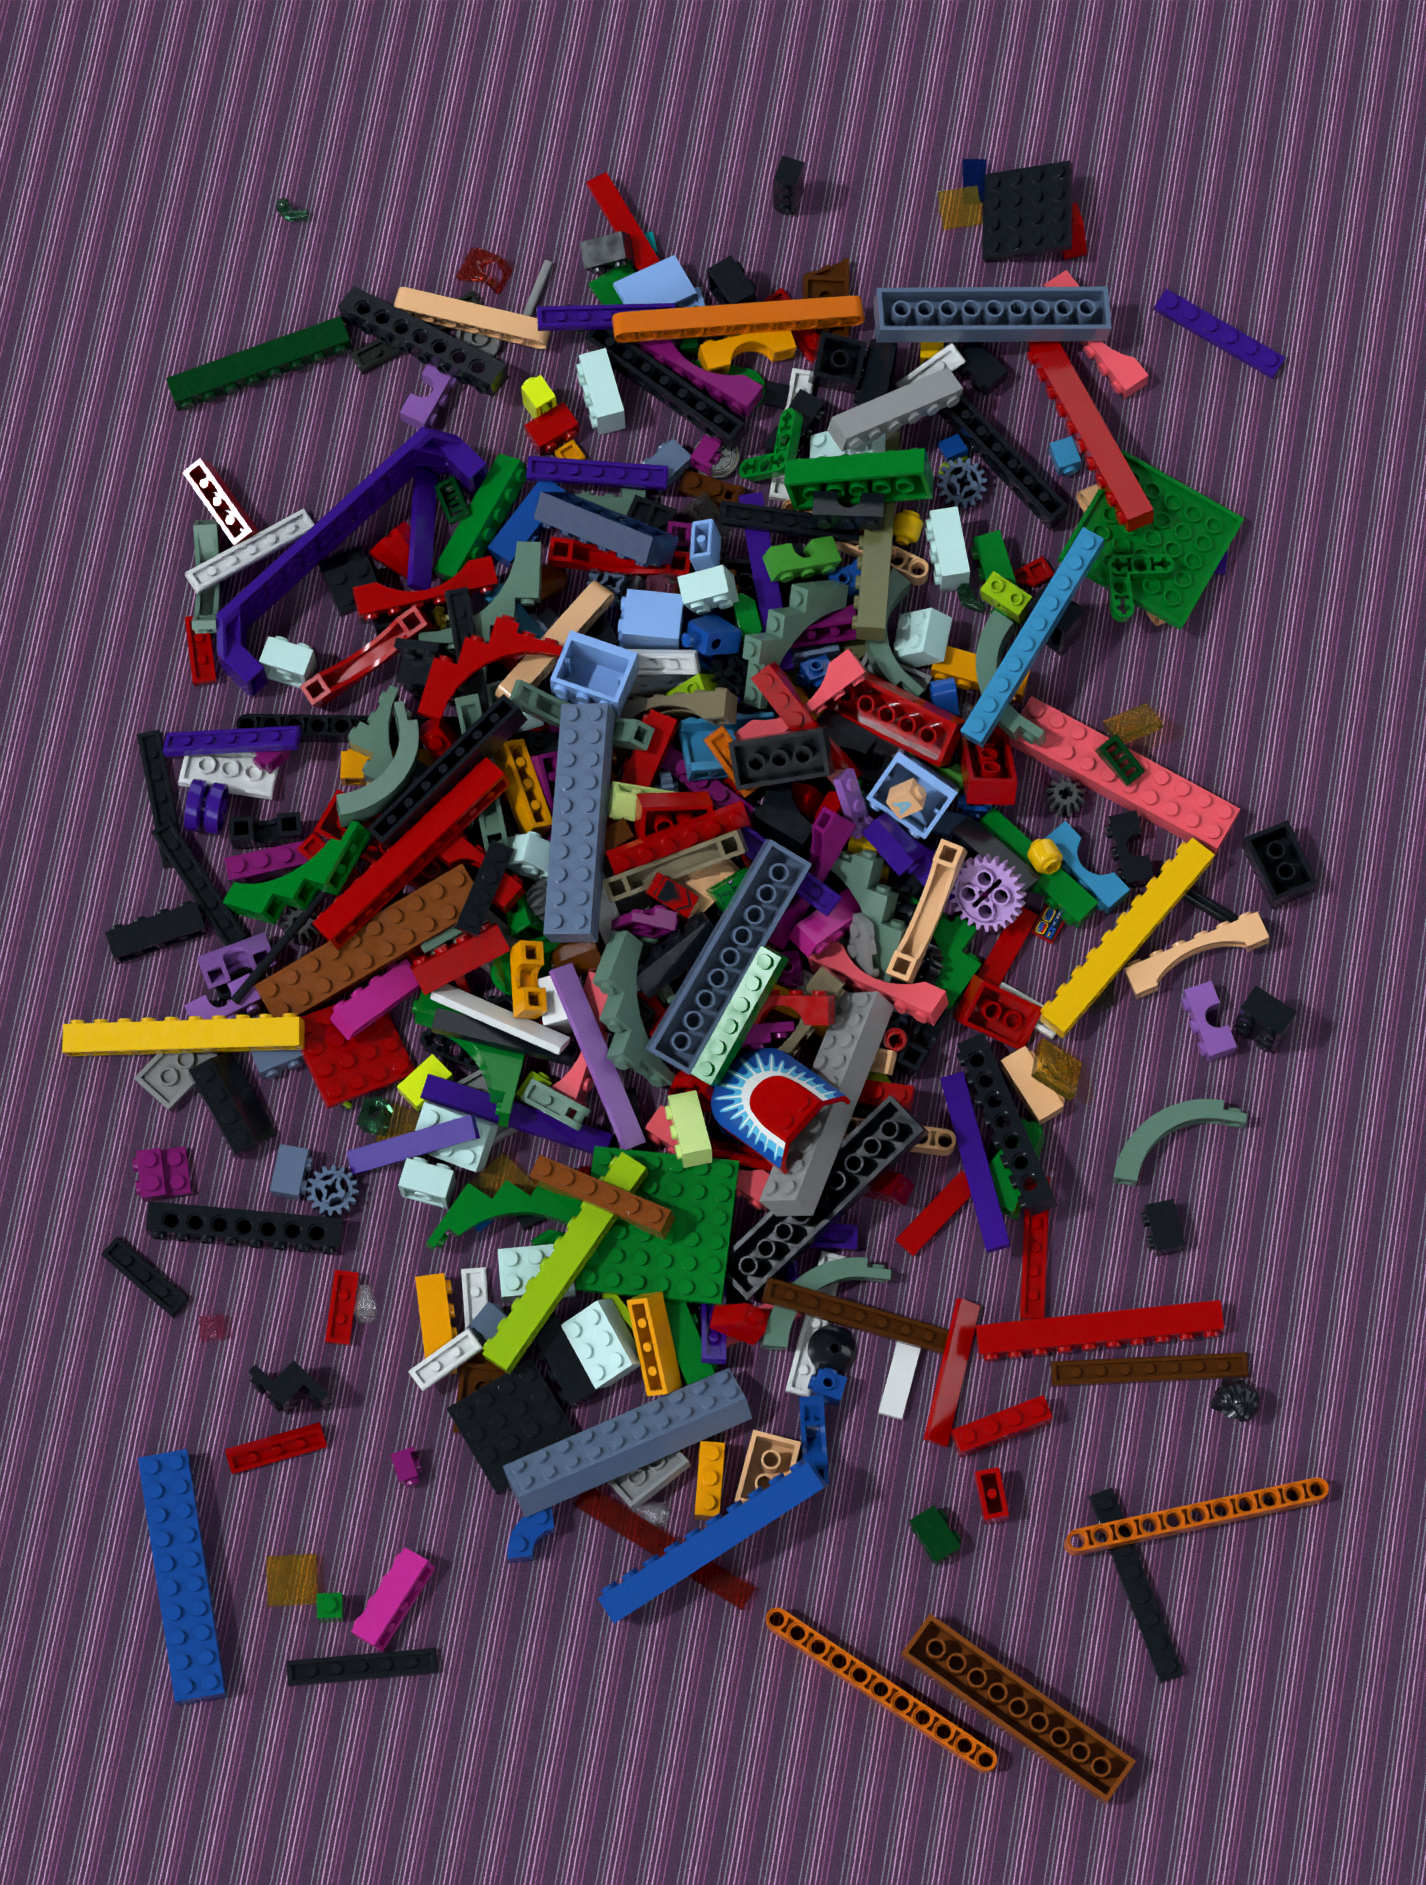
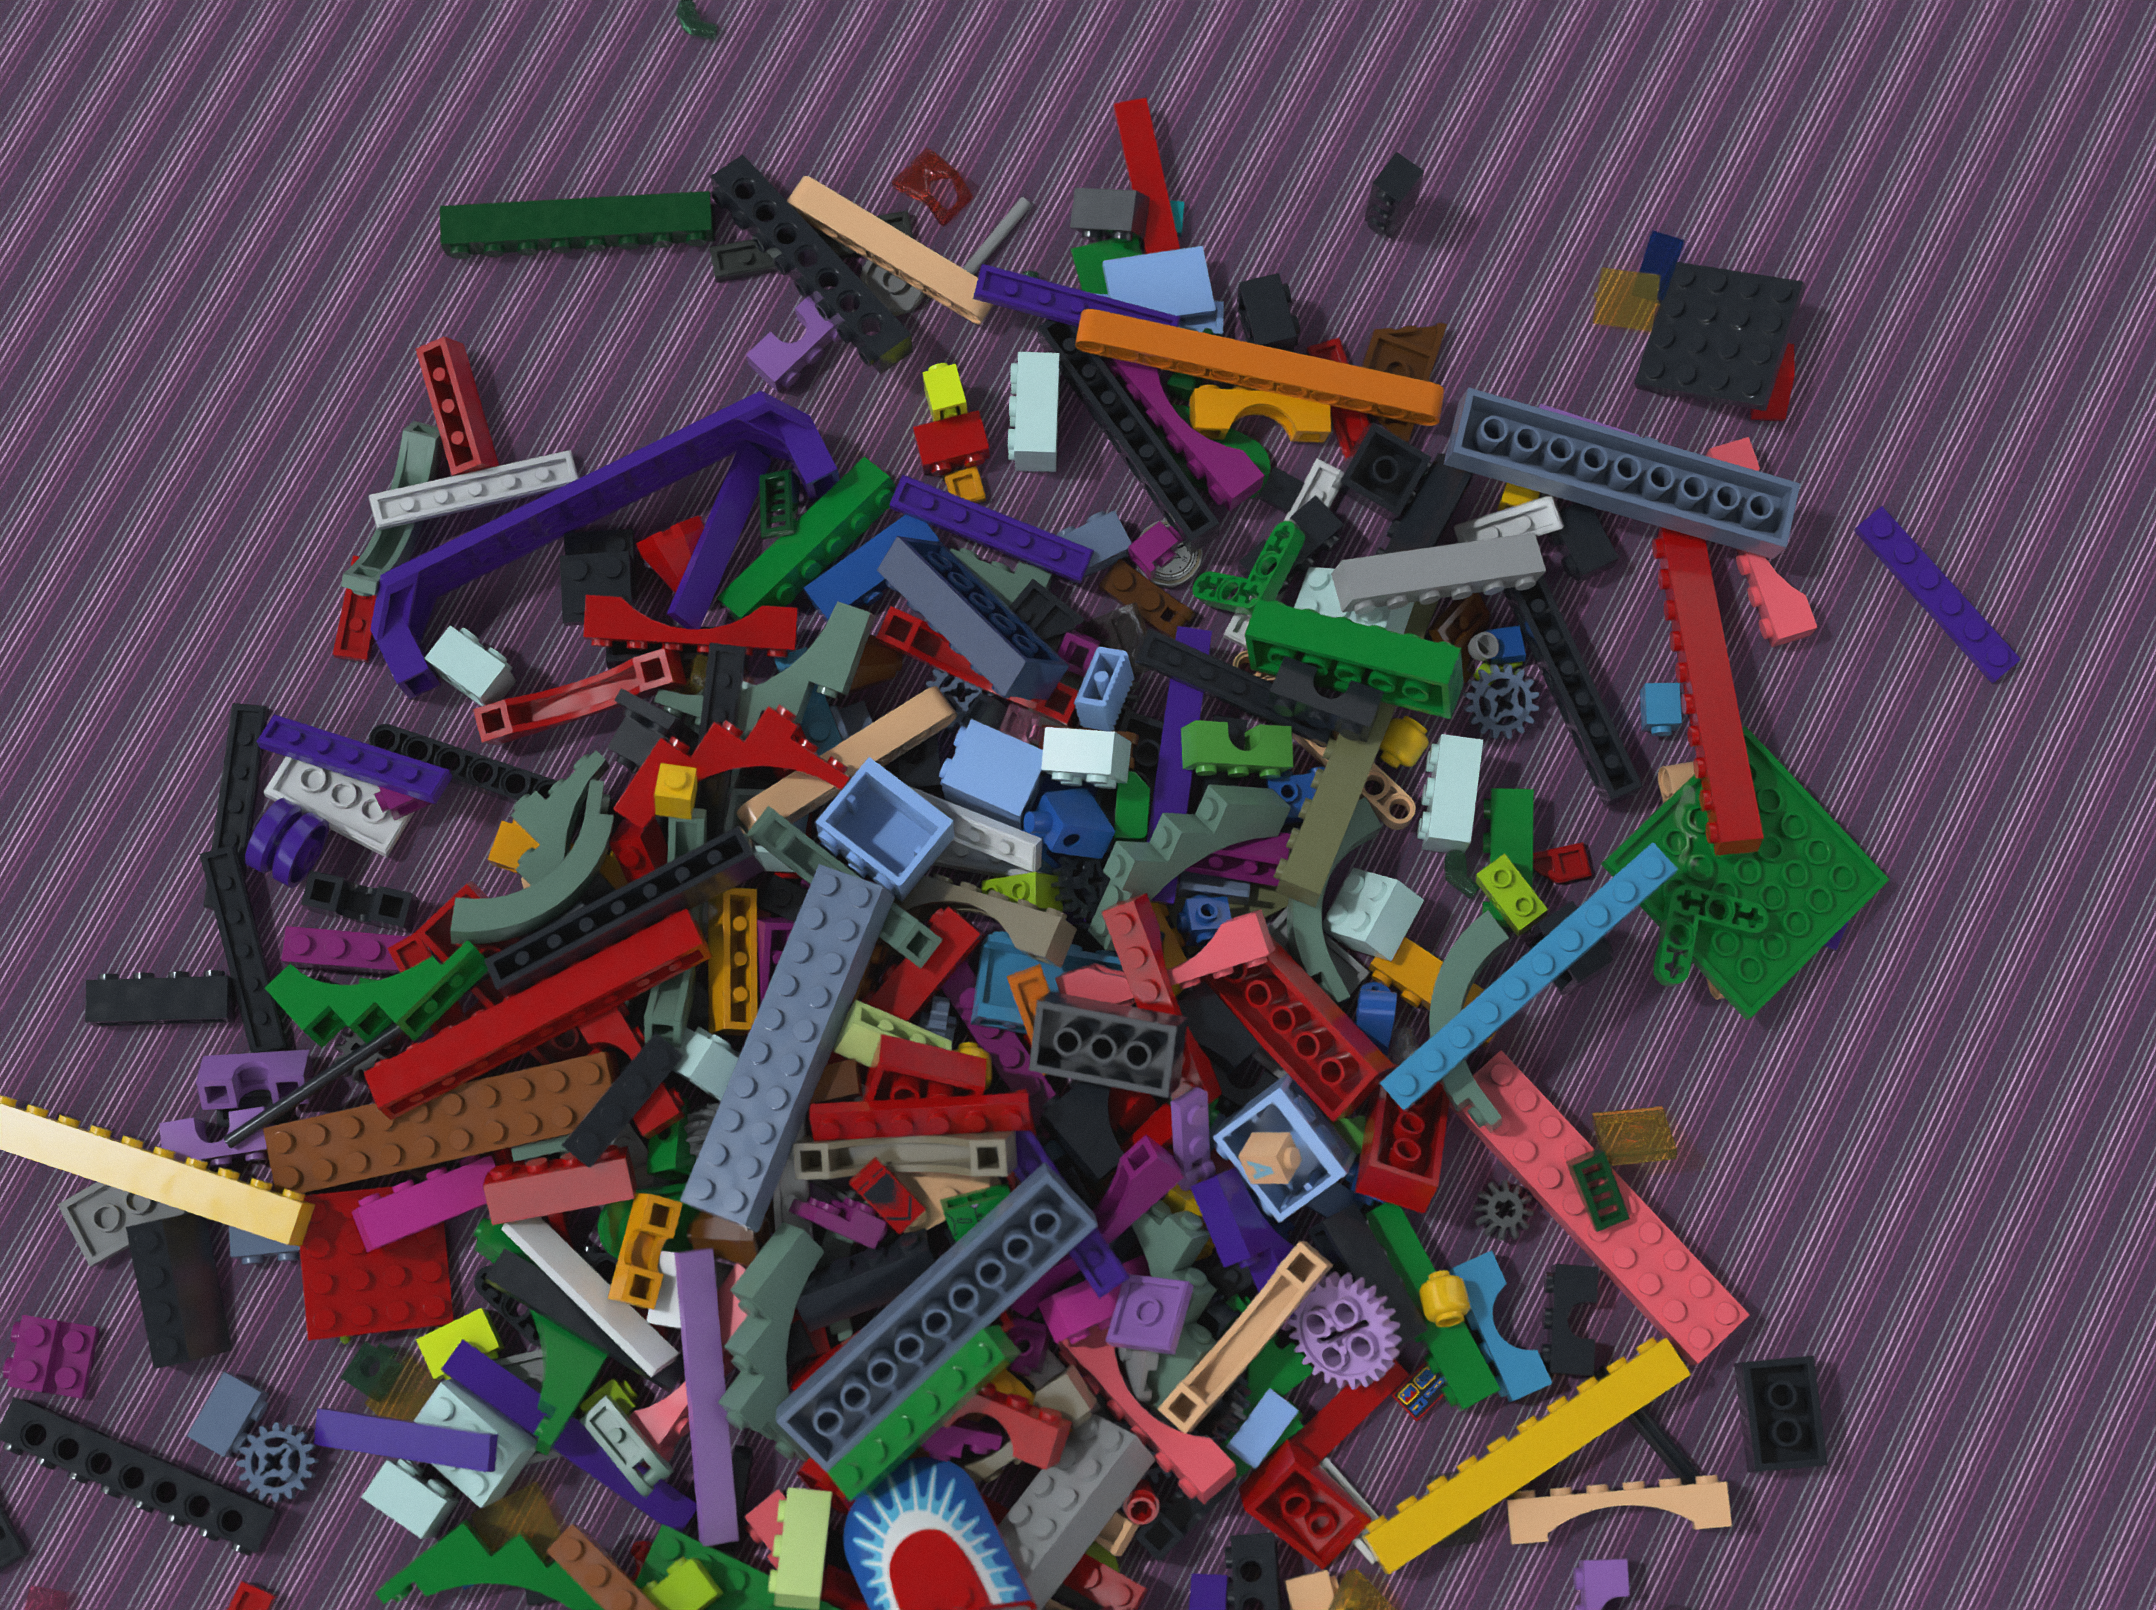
camera: 15 degrees right, 5 degrees up
(456, 685) = (675, 791): none -> yellow brick
(861, 917) = (1150, 1314): none -> medium lavender tile
(923, 436) = (1459, 624): none -> reddish brown wing
(938, 451) = (1483, 643): none -> light grey hinge
(956, 971) = (1262, 1428): none -> light blue tile

